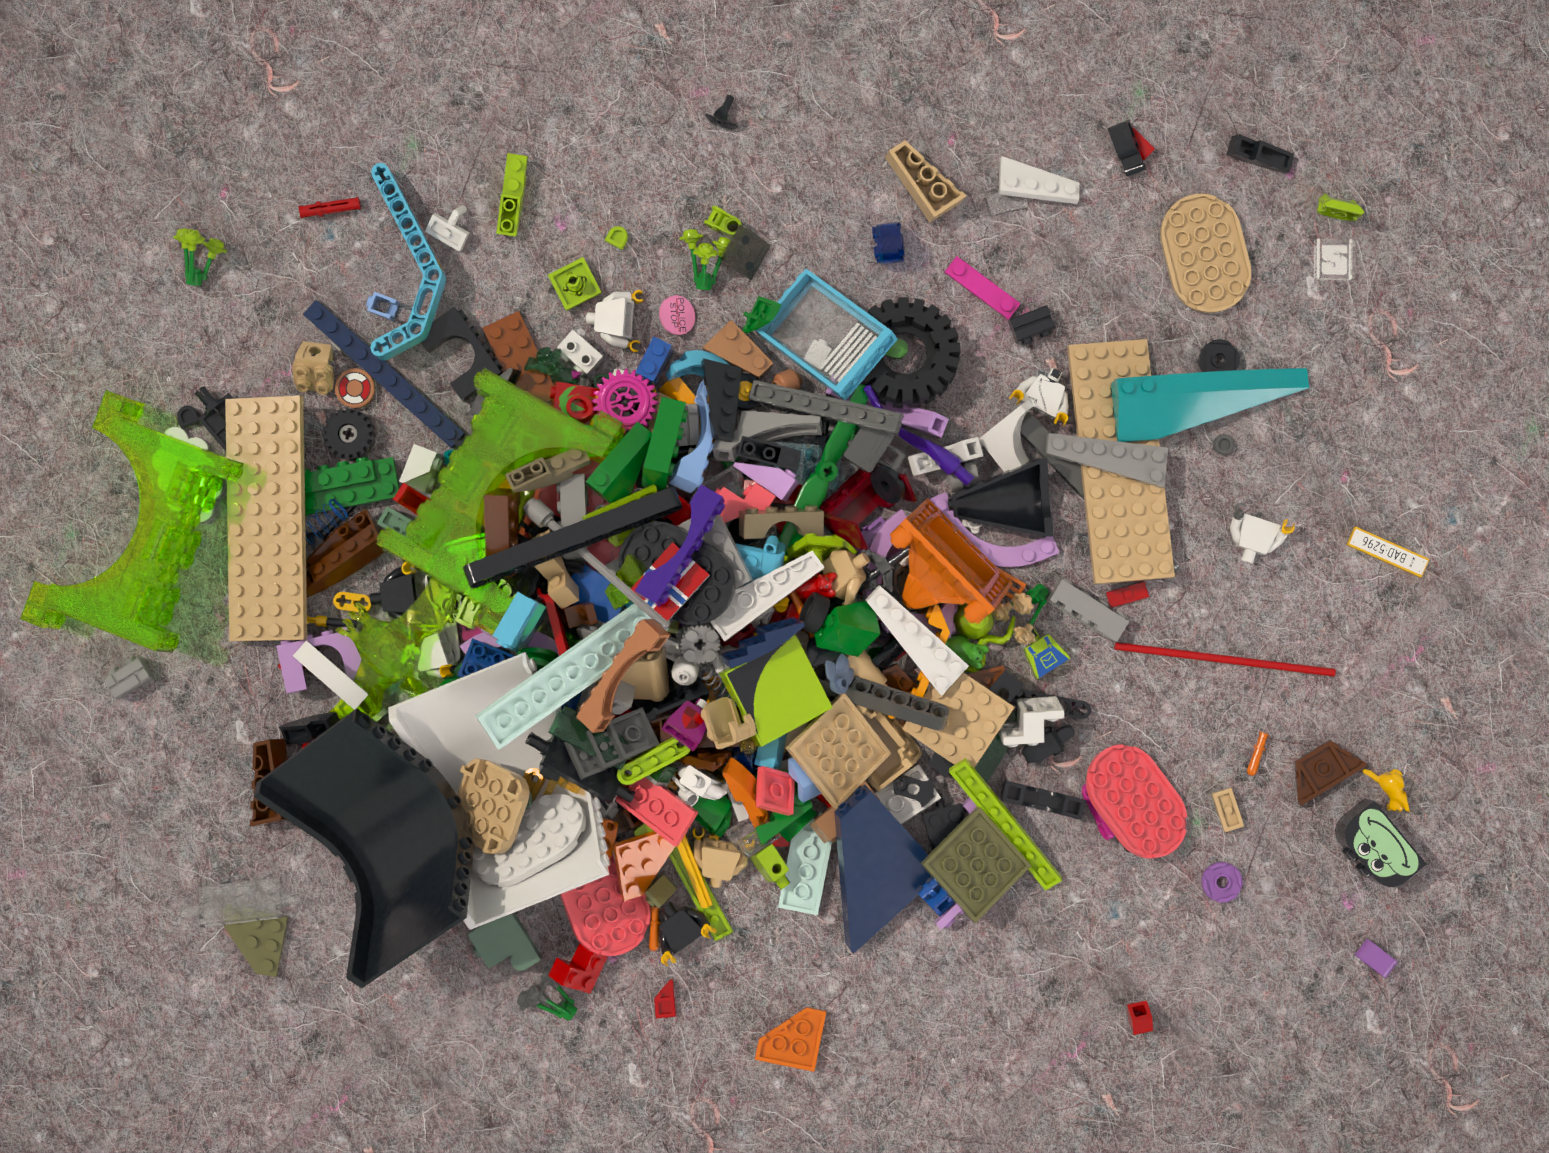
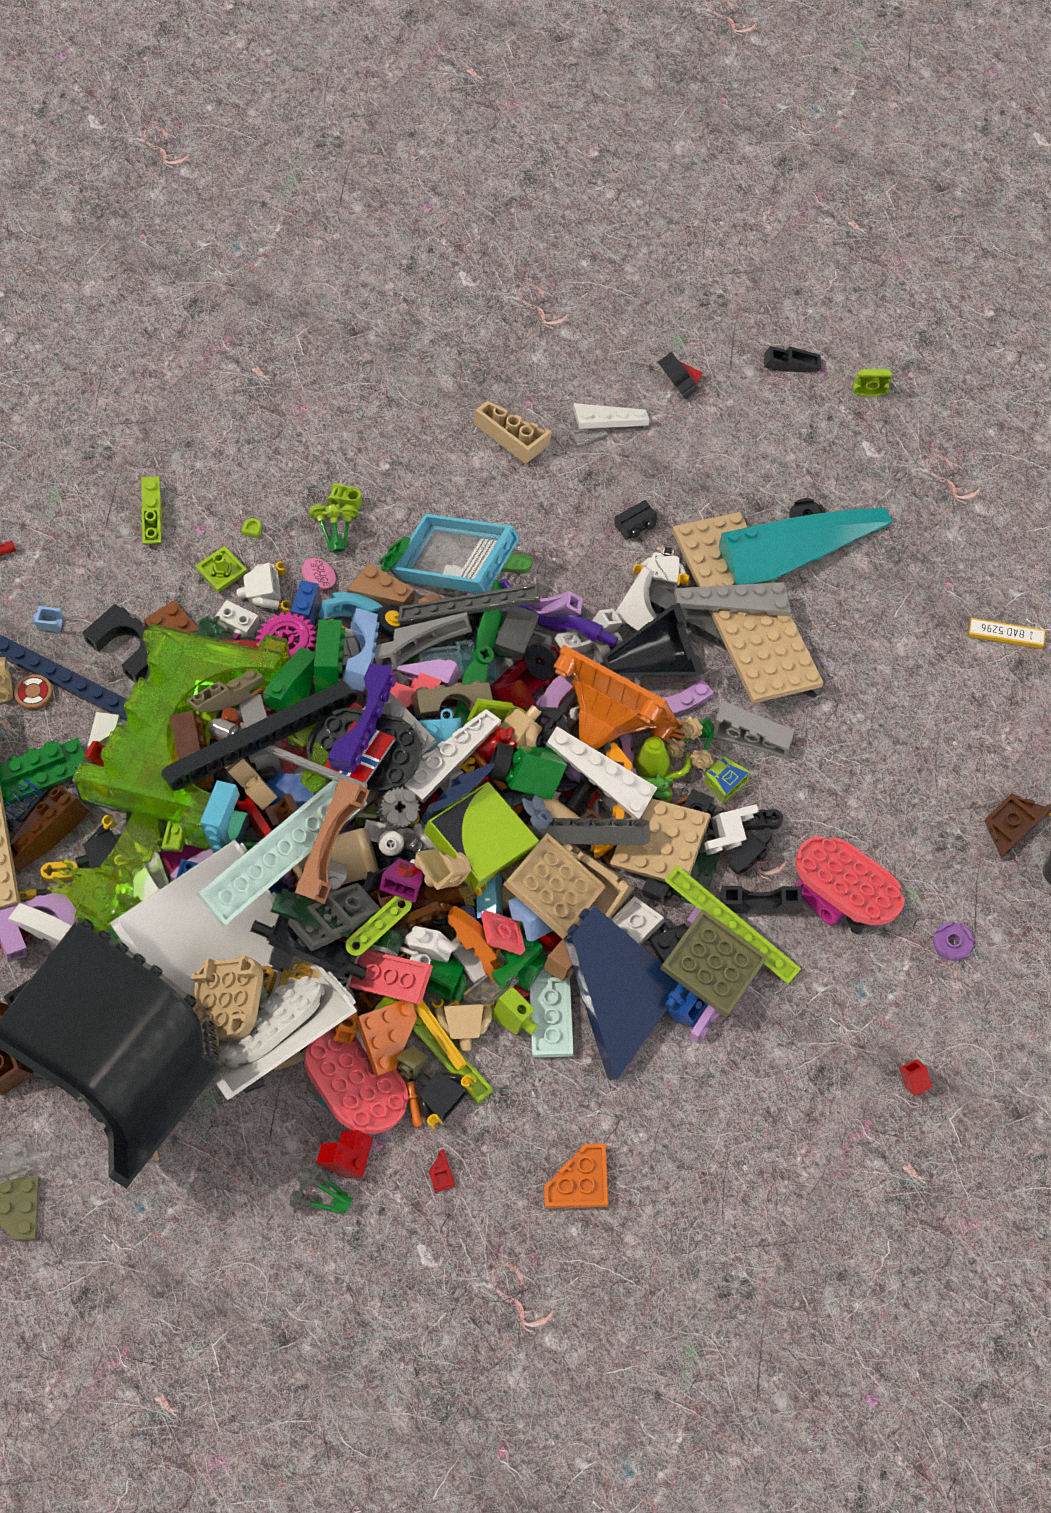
camera: 15 degrees left, 25 degrees down
(355, 446) = (46, 729): black bush -> none
(428, 270) = (84, 620): medium azure beam -> none
(447, 231) = (97, 549): white plate -> none
(503, 939) = (262, 1143): sand green brick -> none
(721, 115) = (324, 415): black plant -> none
(722, 396) = (374, 617): black wing -> none
(745, 252) = (369, 513): clear smoke tile -> none
(769, 453) = (427, 650): black slope -> none
(889, 243) = (493, 481): clear blue brick -> none
(925, 792) = (647, 917): black piece -> none
(941, 350) = (559, 544): black tyre -> none
(982, 288) = (584, 503): dark pink plate -> none
(1127, 594) = (788, 714): red piece -> none
(1205, 253) = (770, 439): tan plate -> none
(1223, 444) = (833, 579): dark grey tile -> none
(1224, 659) = (891, 749): red piece -> none
(1227, 809) = (937, 874): tan plate -> none
(1255, 759) = (948, 821): orange piece -> none
(1256, 534) = (885, 640): white torso -> none
(1334, 259) = (881, 424): clear tile -> none

